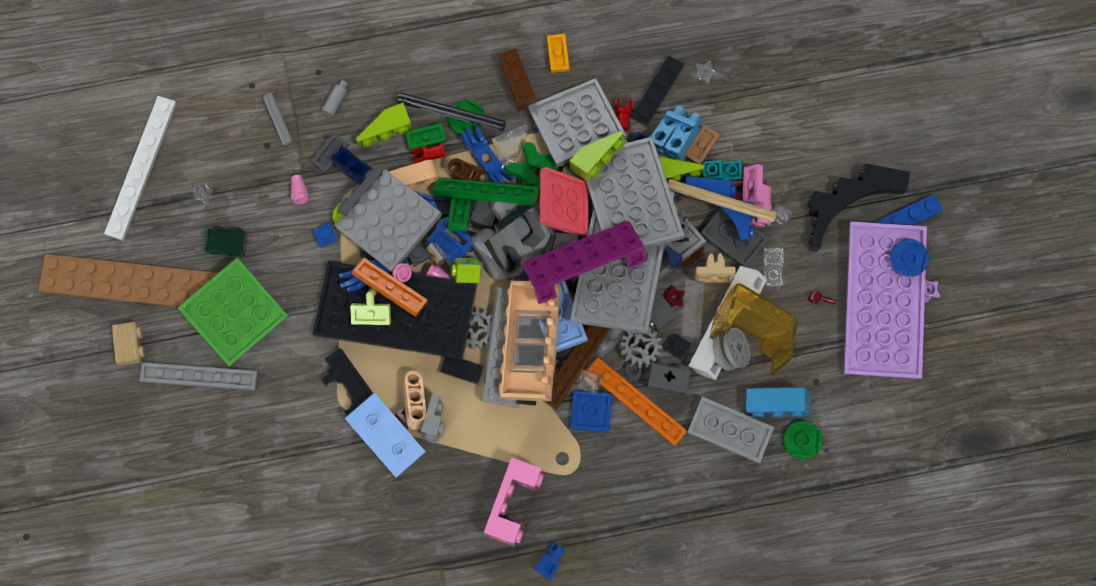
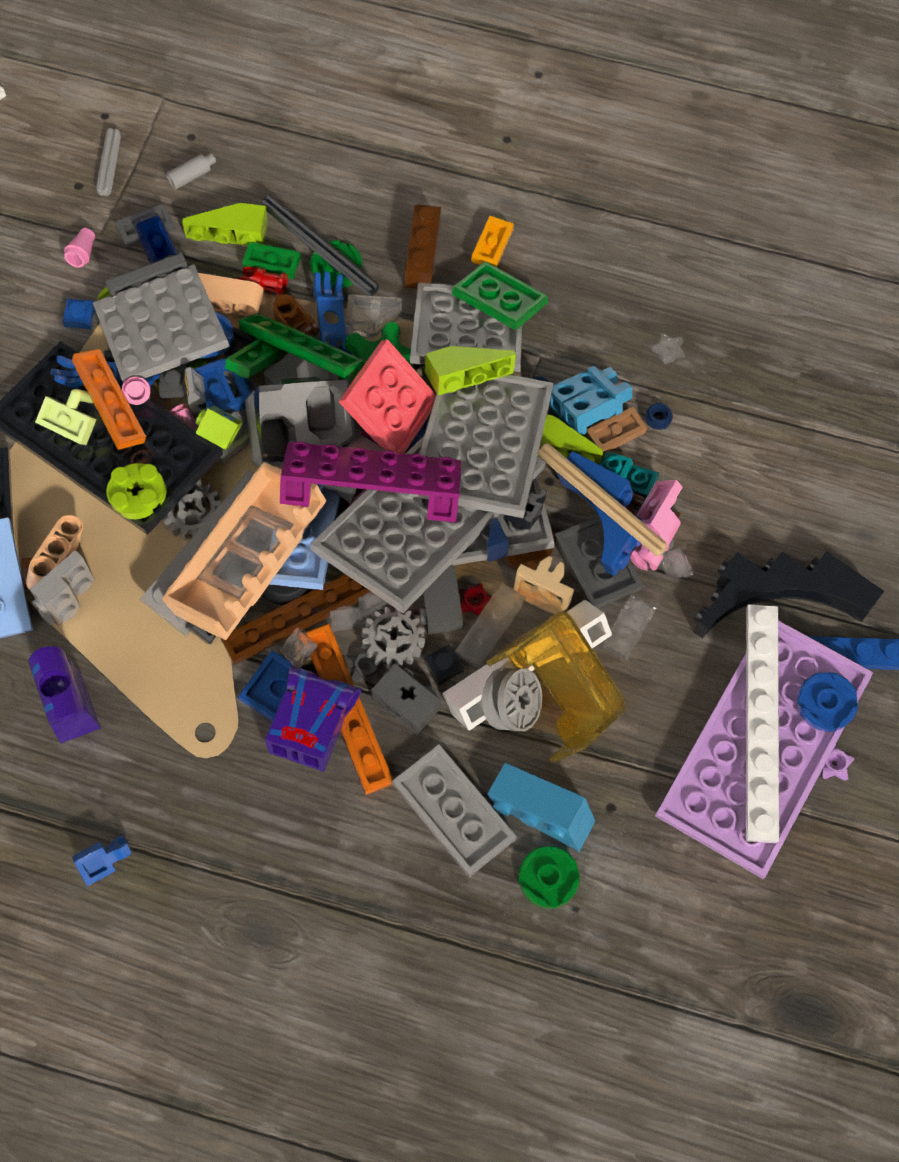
camera: 25 degrees right, 10 degrees down
(453, 339) = (131, 476): none -> lime plate
(462, 369) = (143, 551): black tile -> none
(473, 482) = (62, 694): none -> dark purple piece
(519, 474) = (99, 728): bright pink plate -> none
(584, 90) = (500, 295): none -> green tile
(622, 420) = (310, 718): none -> dark purple piece
(623, 114) = (534, 347): red piece -> none
(657, 91) = (594, 343): black plate -> none
(722, 116) = (661, 410): none -> dark blue plate
(815, 297) = (671, 693): dark red hand -> none
(878, 289) = (762, 724): none -> white plate

